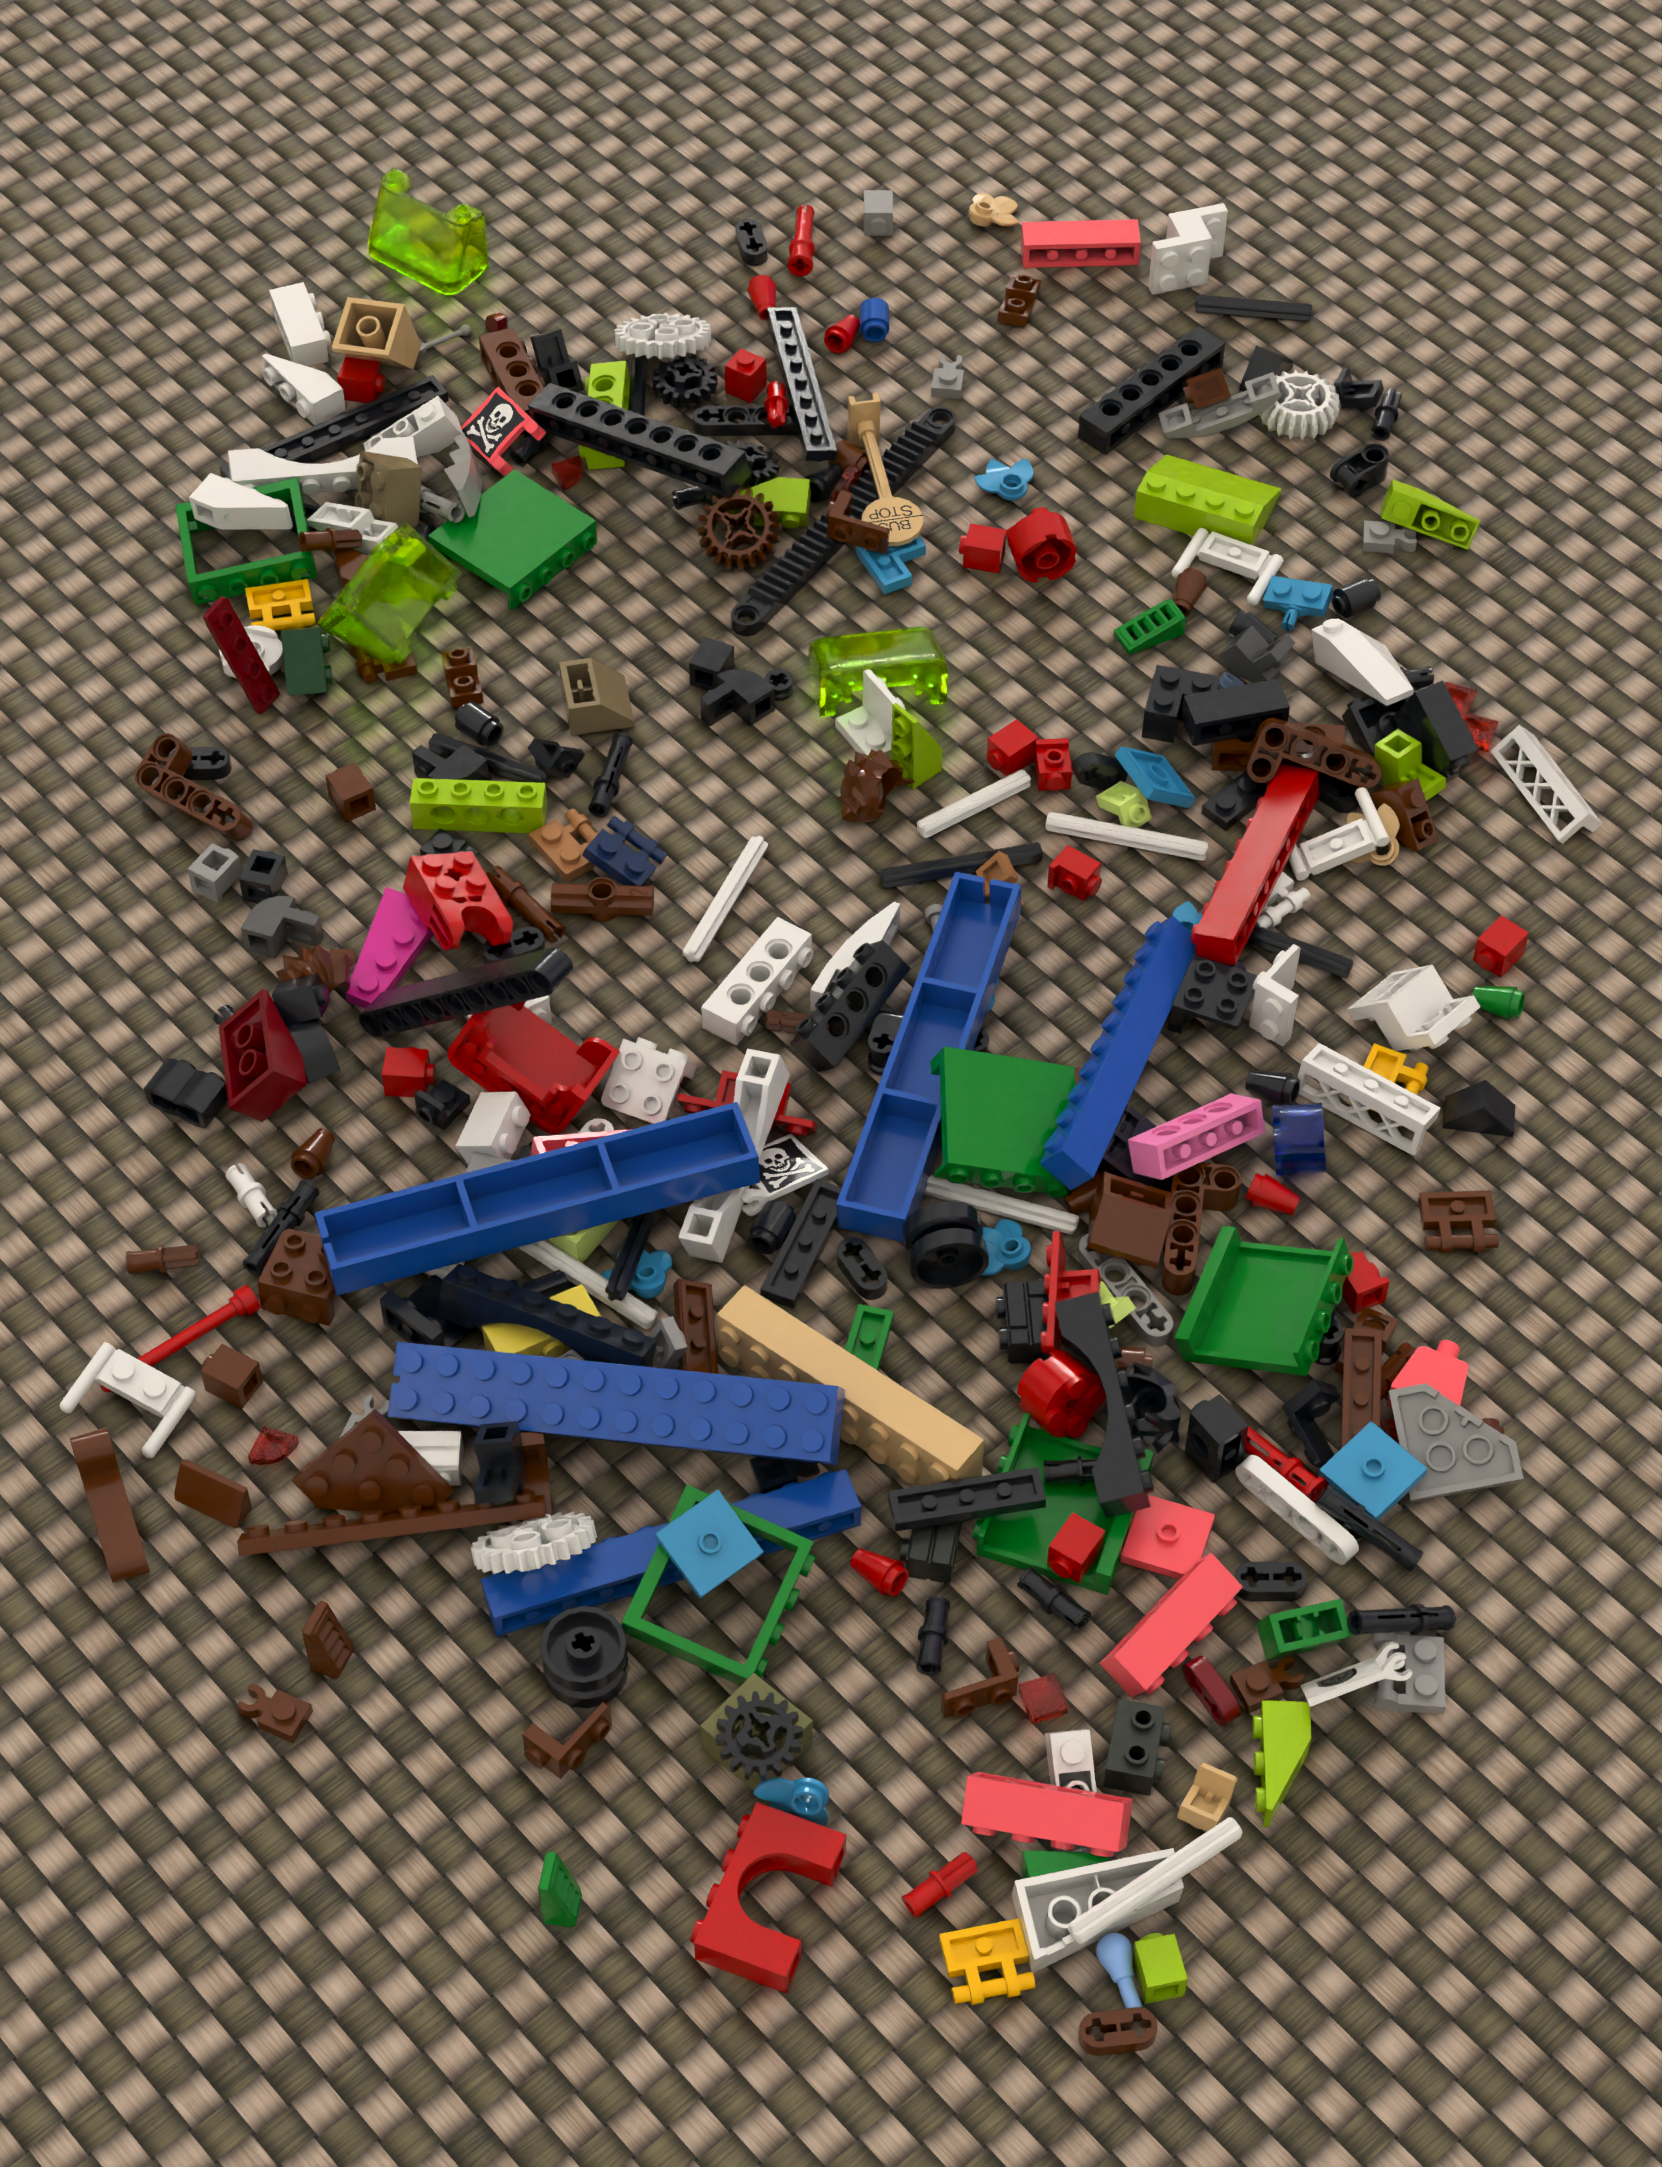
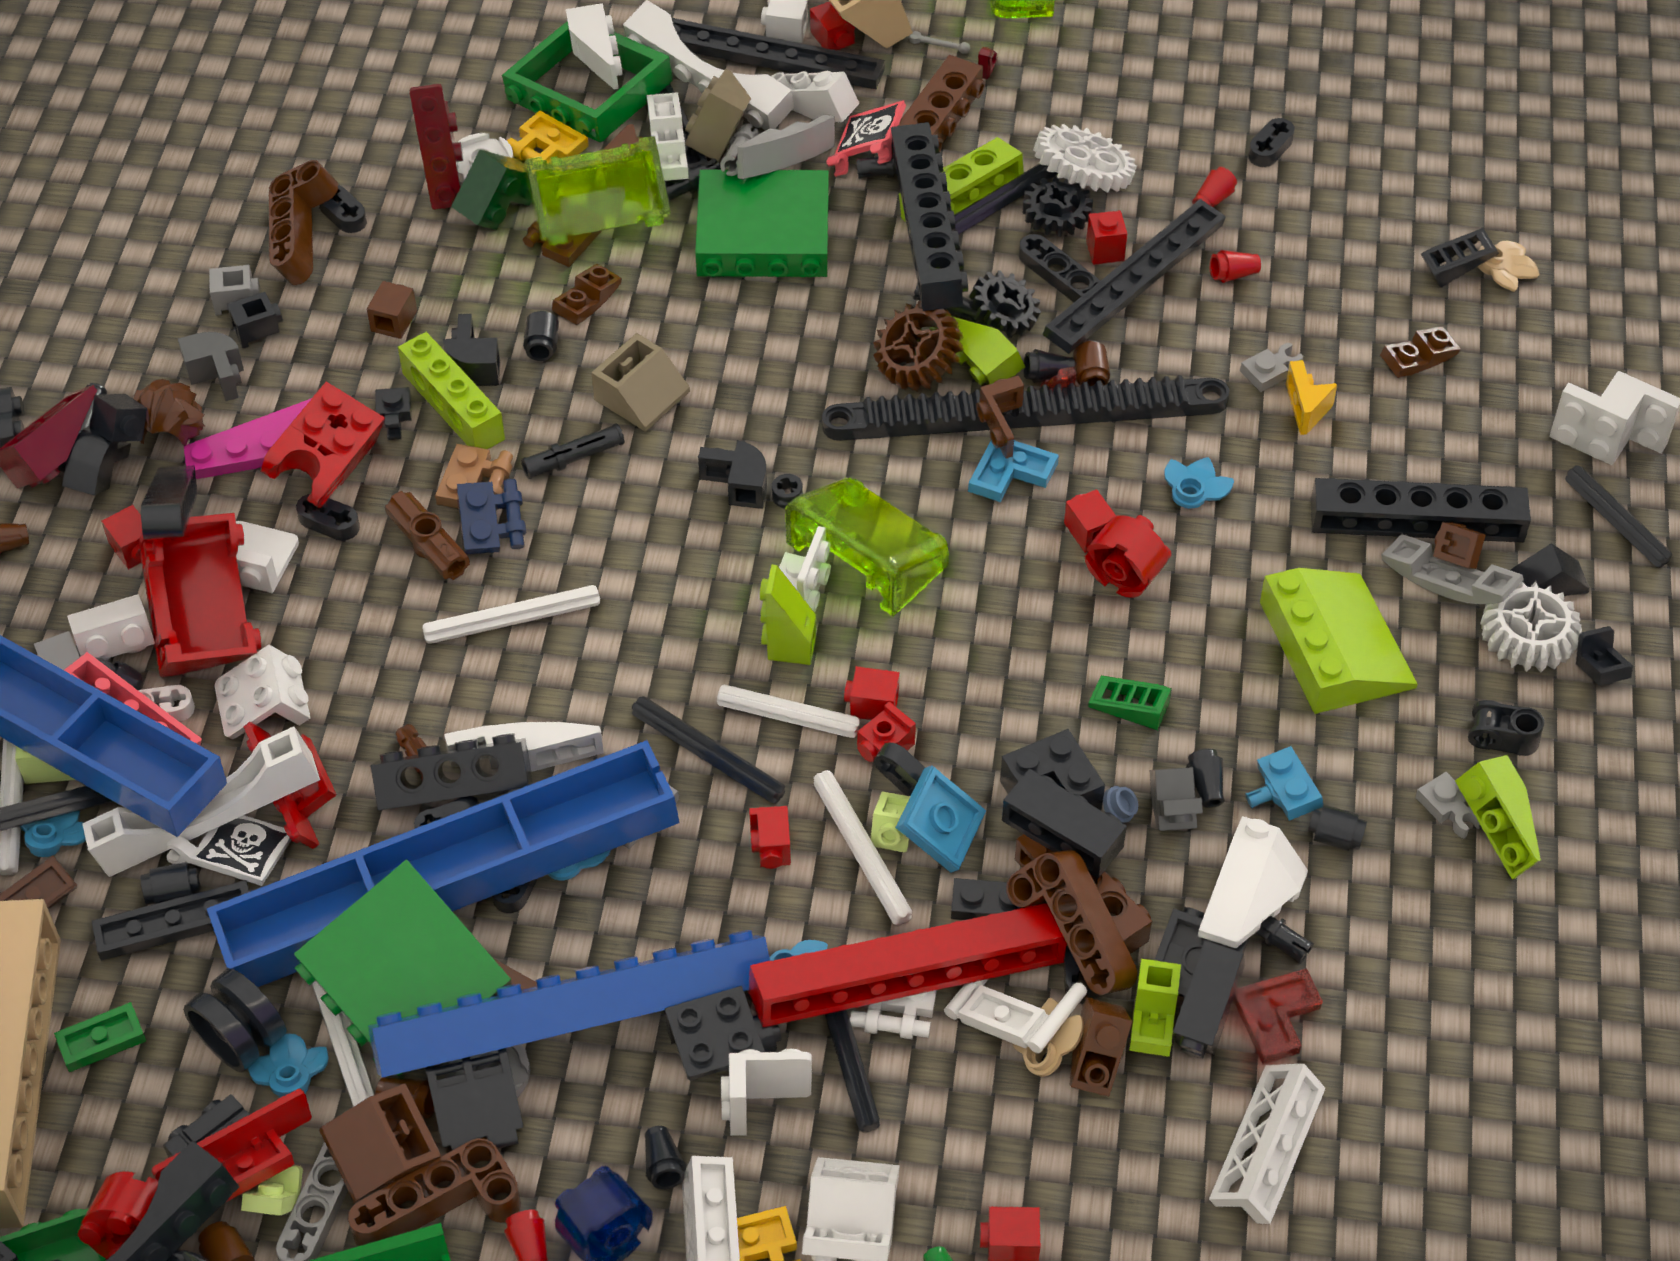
camera: 50 degrees right, 0 degrees up
(329, 540) = (621, 116): reddish brown axle -> none
(441, 1104) = (118, 581): black bracket -> none
(496, 763) = (514, 369): black axle -> none
(515, 895) = (382, 479): reddish brown pin -> none
(554, 361) = (978, 121): black brick -> none
(555, 759) = (550, 403): black bracket -> none
(567, 471) = (880, 208): clear red tile -> none
(708, 661) = (760, 429): black brick -> none
(757, 981) = (447, 683): white brick -> none
(776, 404) = (1088, 276): red axle -> none
(801, 247) = (1301, 174): red pin -> none
(867, 785) = (717, 623): reddish brown hair -> none
(867, 1264) = (178, 978): black beam -> none
(874, 319) = (1274, 273): blue brick -> none
(878, 212) = (1401, 193): light grey brick -> none
(892, 512) = (1050, 436): tan piece -> none
(968, 244) = (1454, 269): none -> black slope
(997, 379) = (1308, 400): none -> yellow slope
(997, 868) = (712, 784): medium nougat plate -> none
(1080, 243) = (1536, 343): coral brick -> none
(1189, 589) = (1203, 697): reddish brown cone -> none
(1196, 1136) = (522, 1130): bright pink brick -> none
(1232, 556) = (1285, 701): white plate -> none
(1386, 415) = (1604, 701): black axle -> none

